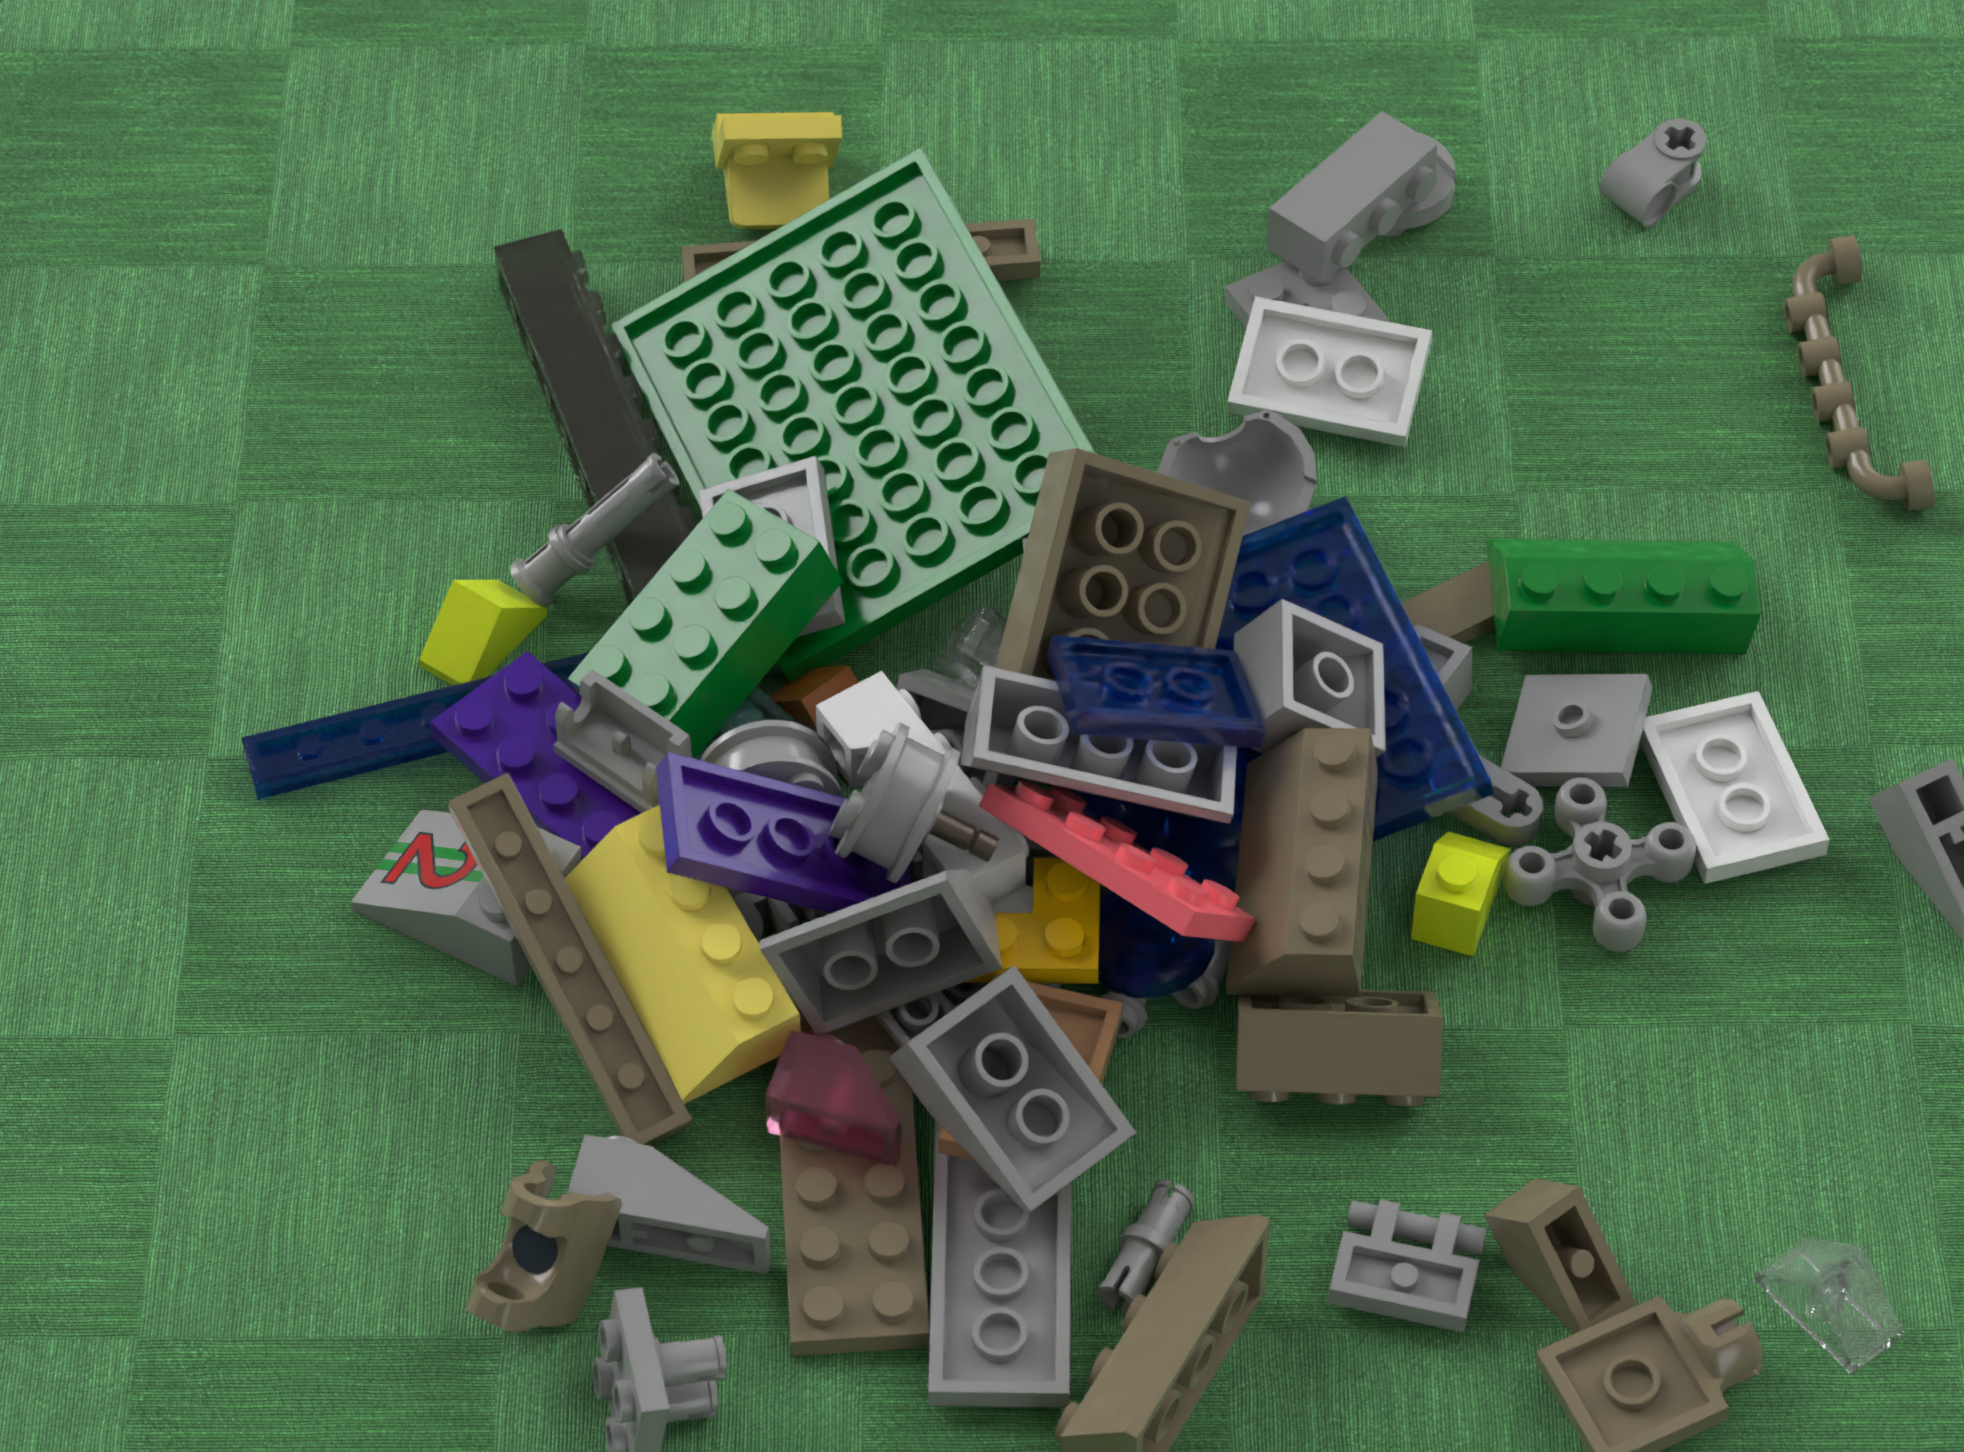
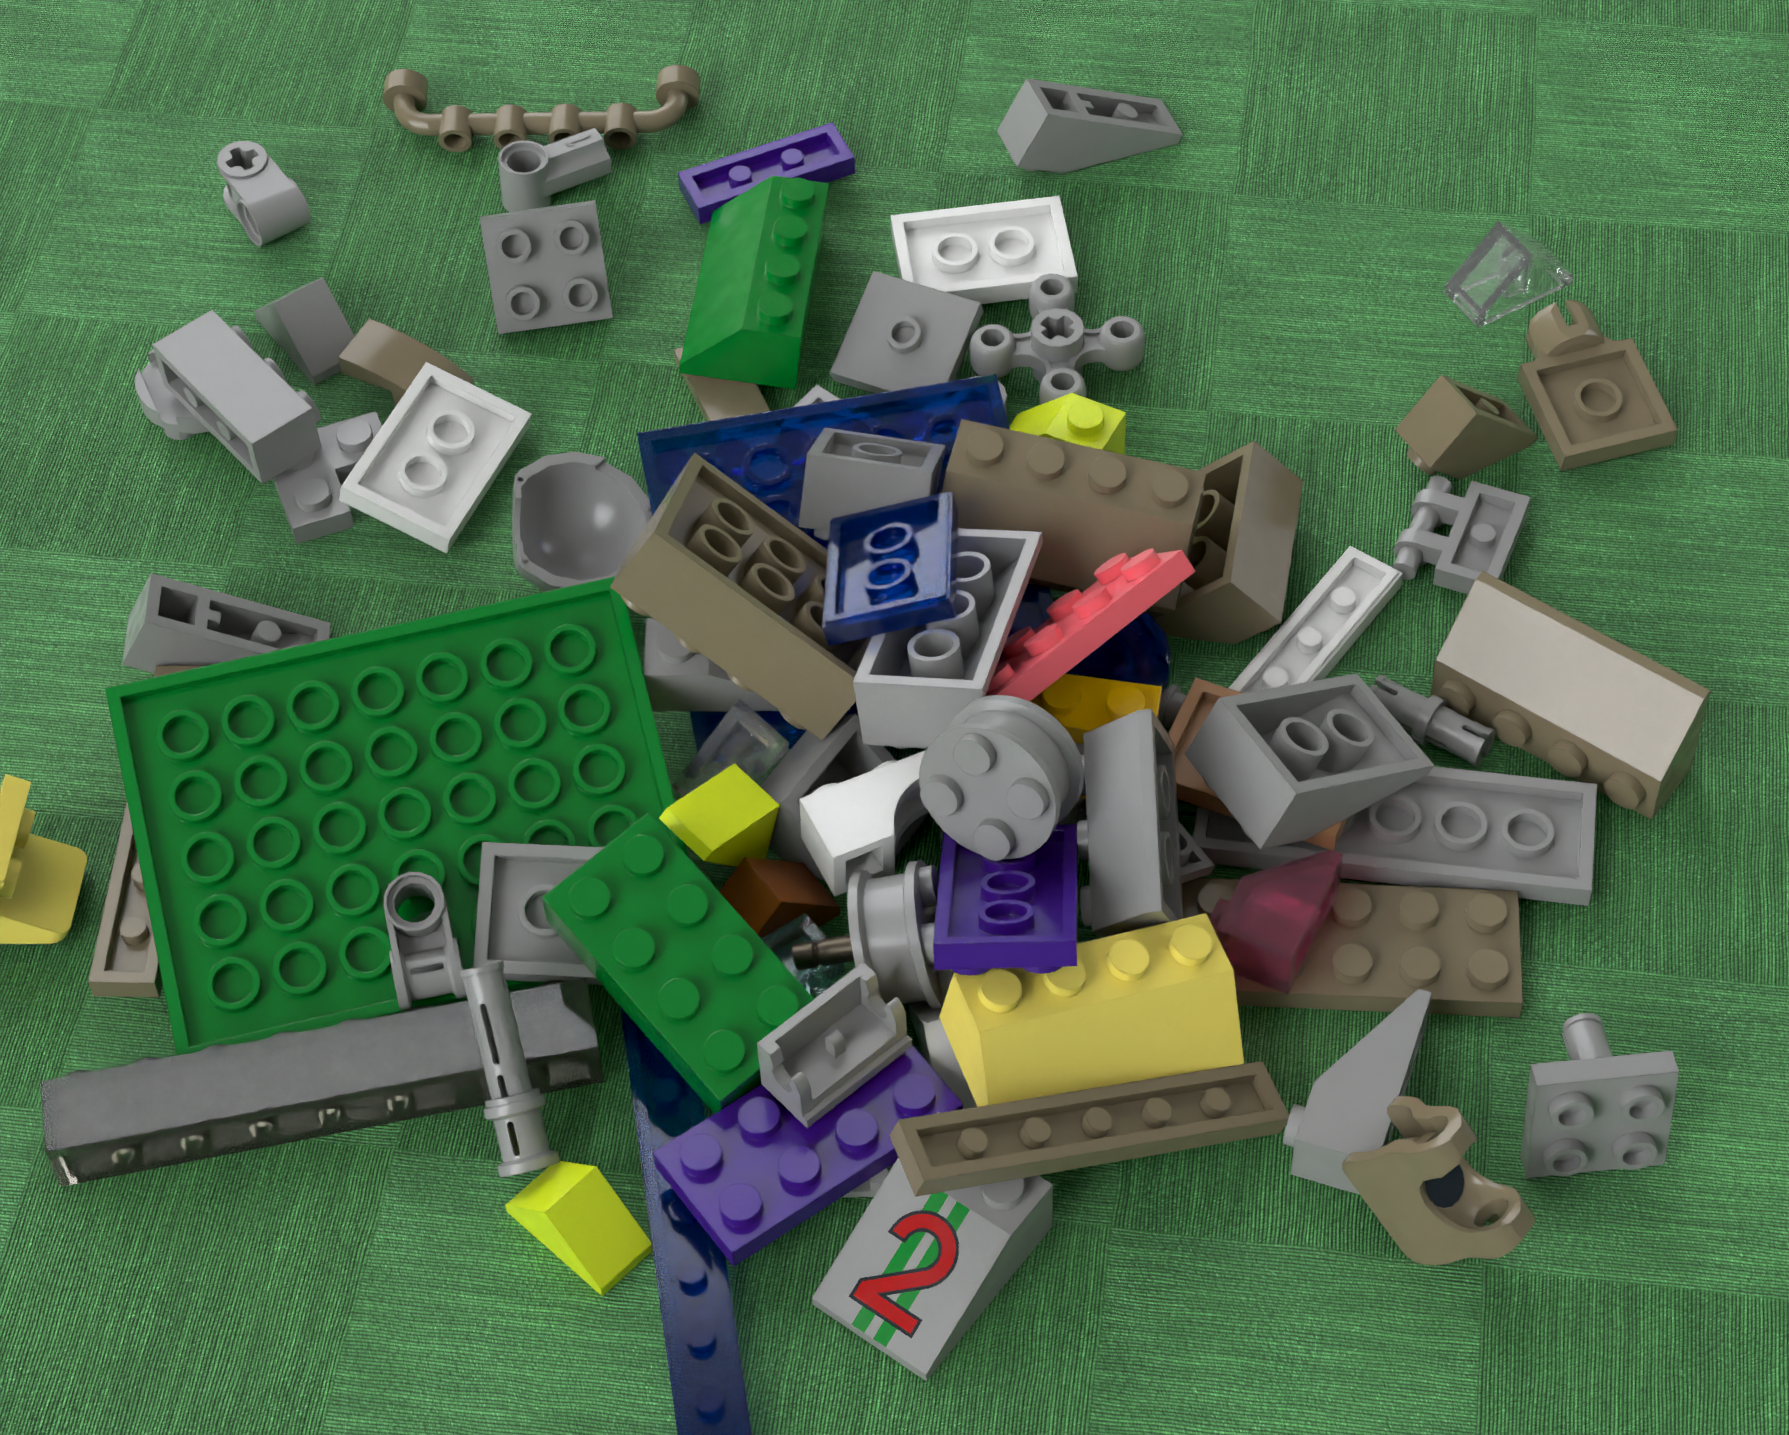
camera: 80 degrees left, 0 degrees up
(725, 443) = (423, 953): none -> light grey piece
(880, 633) = (725, 818): none -> neon yellow slope
(1078, 259) = (206, 627): none -> light grey slope
(1240, 1137) = (1323, 624): none -> white tile
(1454, 313) = (391, 359): none -> dark tan slope
(1489, 250) = (308, 328): none -> light grey slope
(1595, 407) = (546, 267): none -> light grey plate
(1746, 388) = (535, 172): none -> light grey piece
(1808, 581) = (810, 155): none -> dark purple plate

